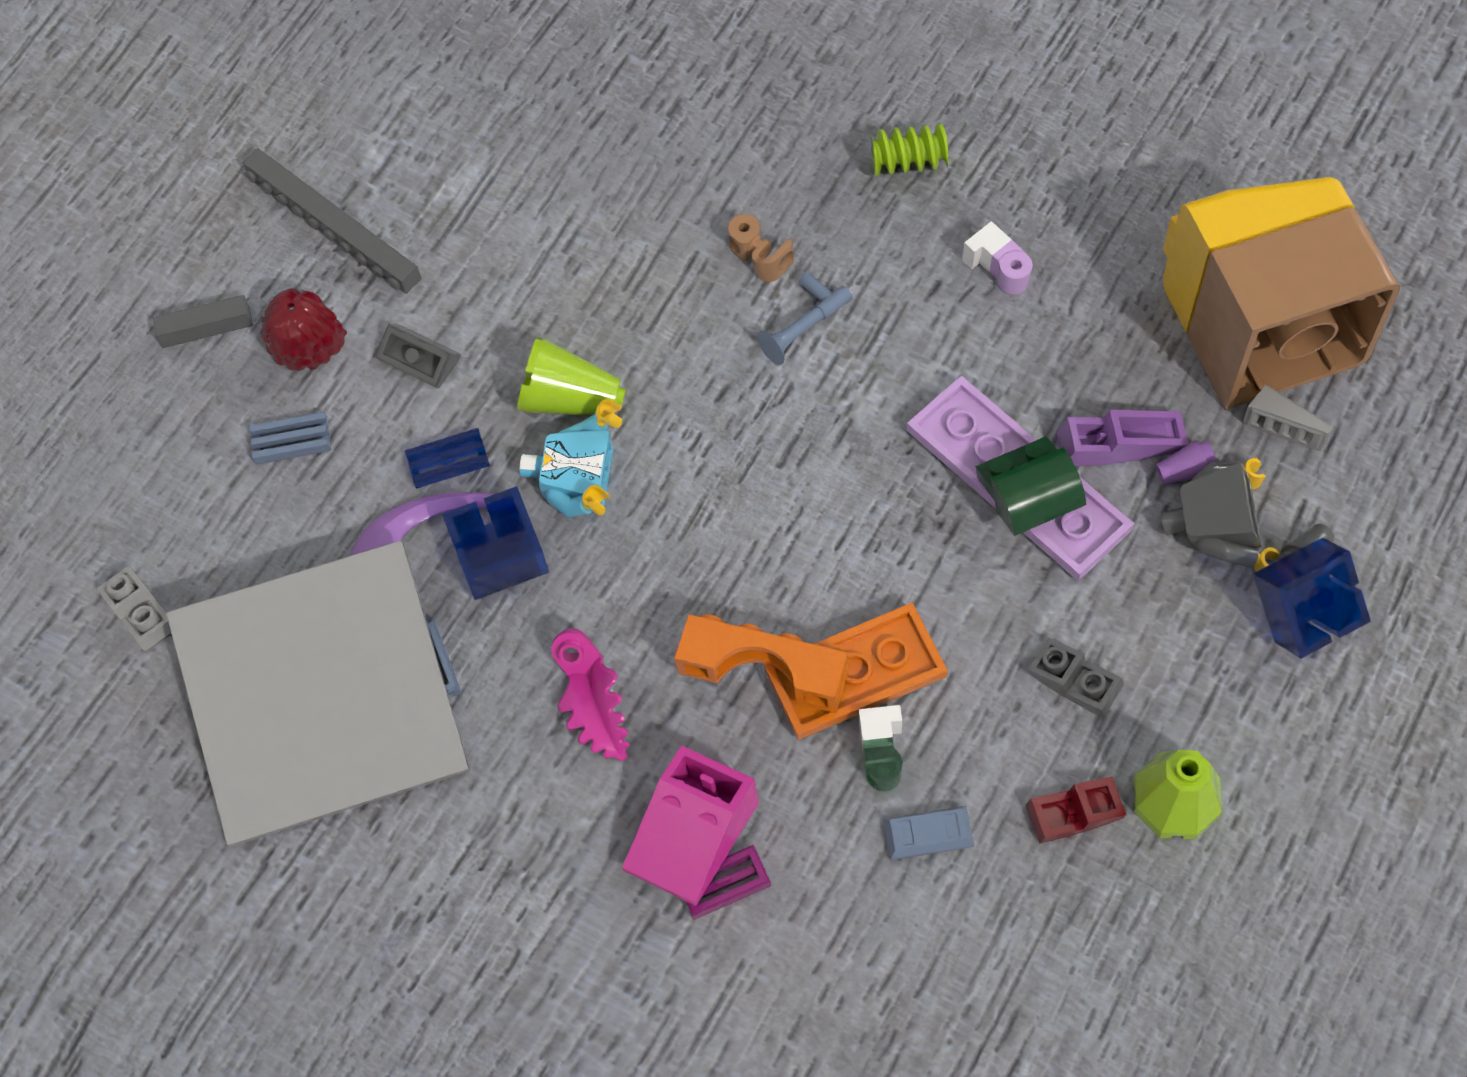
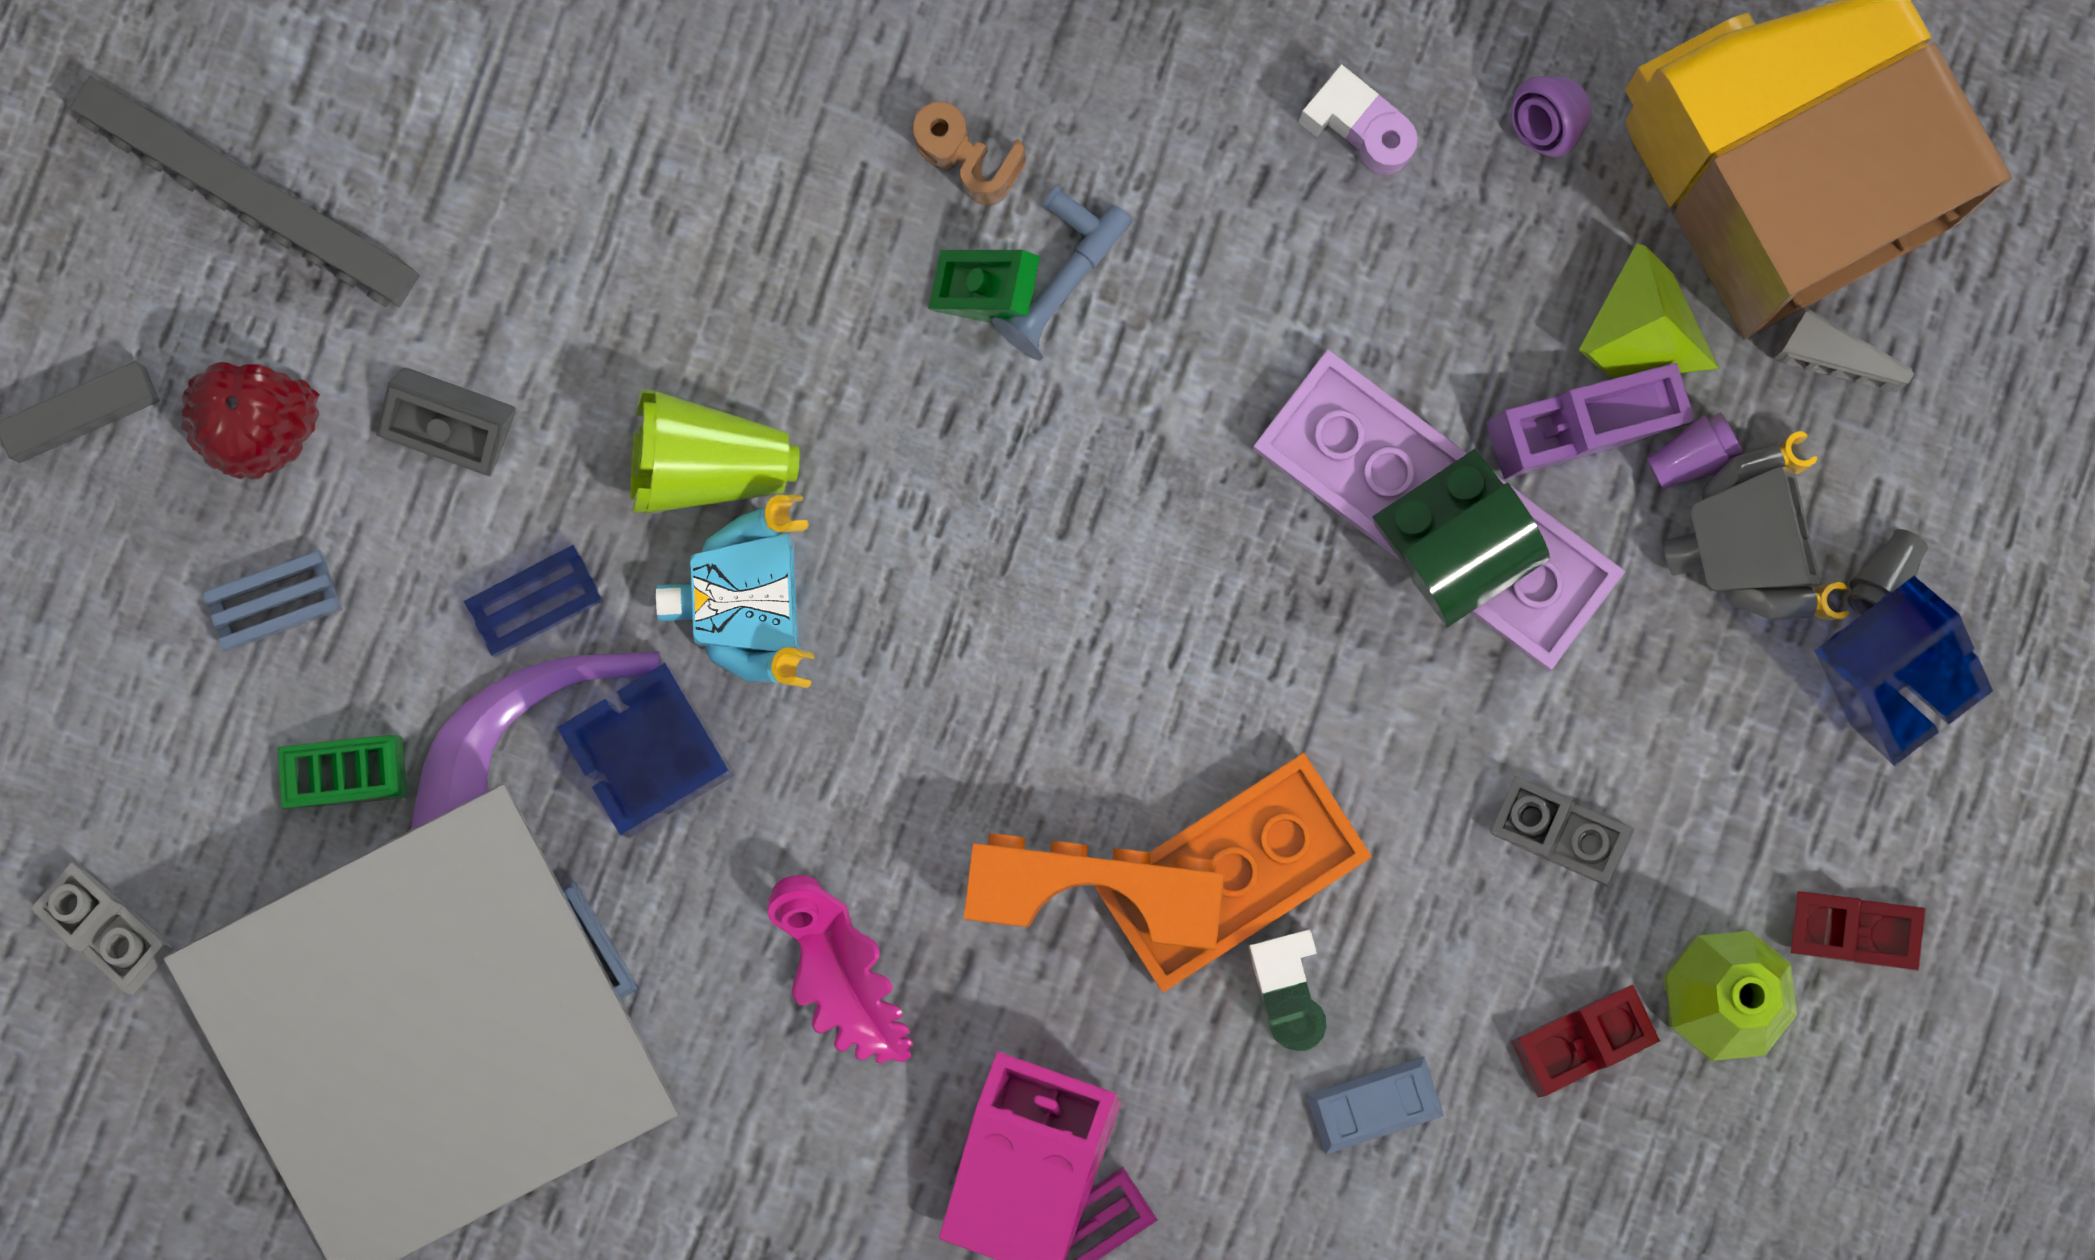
camera: 10 degrees left, 20 degrees up
(329, 551) = (391, 768): none -> green slope
(757, 313) = (984, 283): none -> green slope
(1116, 265) = (1550, 114): none -> medium lavender cone
(1163, 386) = (1646, 323): none -> lime slope
(1268, 767) = (1858, 930): none -> dark red slope

